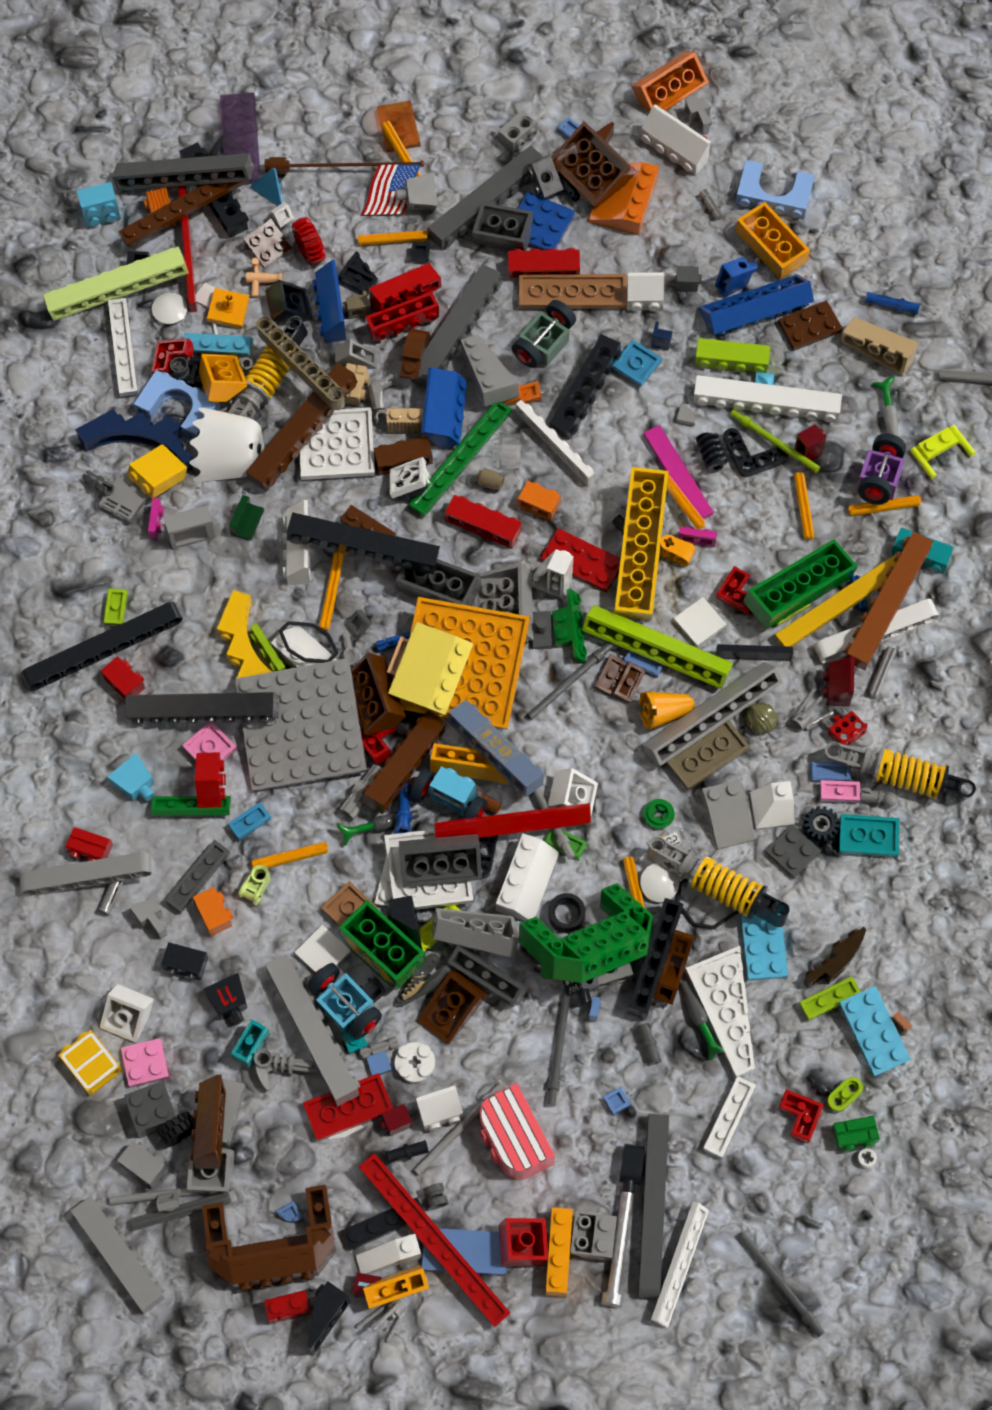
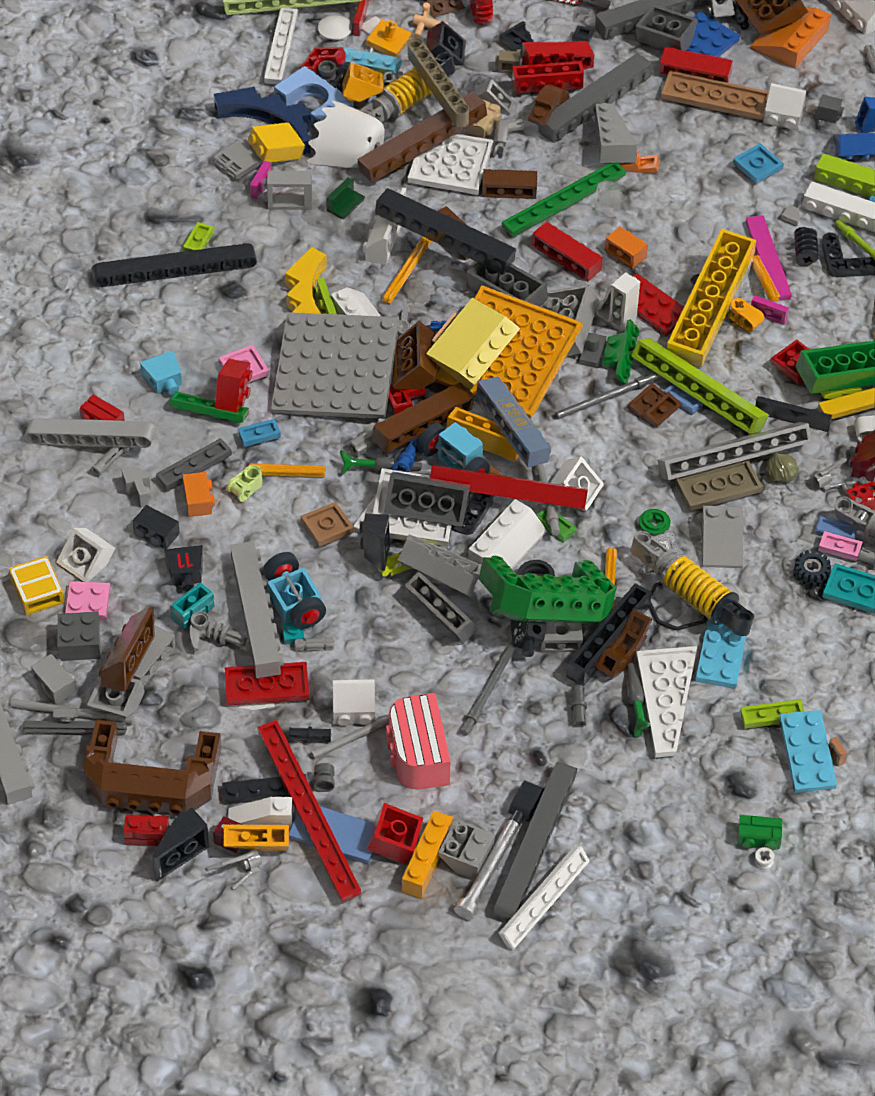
camera: 15 degrees right, 15 degrees down
(98, 482) = (219, 140): dark grey pin -> none
(122, 678) = (184, 294): red brick -> none
(177, 1129) = (94, 655): black tyre -> none
(202, 707) = (248, 327): black brick -> none
(290, 1213) = (177, 756): medium blue tile -> none
(298, 655) = (367, 291): black piece -> none
(322, 949) = (291, 543): white tile -> none
(330, 303) = (483, 52): blue slope -> none
(359, 623) = (420, 302): dark grey plate -> none
(373, 989) = (328, 593): black tile -> none
(379, 1063) = (310, 655): medium blue tile -> none
(381, 945) = (345, 552): green brick -> none
(396, 237) = (560, 19): light orange axle -> none
(396, 1120) = (309, 705): dark red brick -> none
(404, 420) = (521, 156): tan brick -> none
(406, 1054) = (348, 655): white plate -> none
(409, 479) = (508, 201): white piece -> none
(420, 981) = (378, 596): dark grey animal -> none
(444, 407) = (561, 152): blue slope -> none
(452, 1006) = (397, 625): reddish brown slope -> none
(490, 479) = (585, 220): dark tan brick -> none
(545, 335) = (677, 119): brick -> none
(551, 438) = (657, 206): white plate -> none
(594, 1009) = (534, 663): medium blue tile -> none
(604, 347) = (701, 168): black brick -> none
(616, 1101) = (530, 746): medium blue tile -> none
(659, 883) = (634, 571): white dish -> none
(661, 338) = (786, 149): dark blue panel -> none
(663, 707) = (688, 434): light orange cone -> none
(699, 622) = (748, 379): white tile -> none
(729, 1117) = (637, 787): white plate -> none
(773, 805) = (770, 541): white slope -> none
(793, 852) = (776, 585): dark grey plate -> none
(807, 1114) = (714, 799): red brick -> none
(807, 1316) = (657, 976): dark grey bar -> none
(842, 955) = (797, 681): dark brown slope -> none
(844, 1095) = (758, 797): lime plate -> none

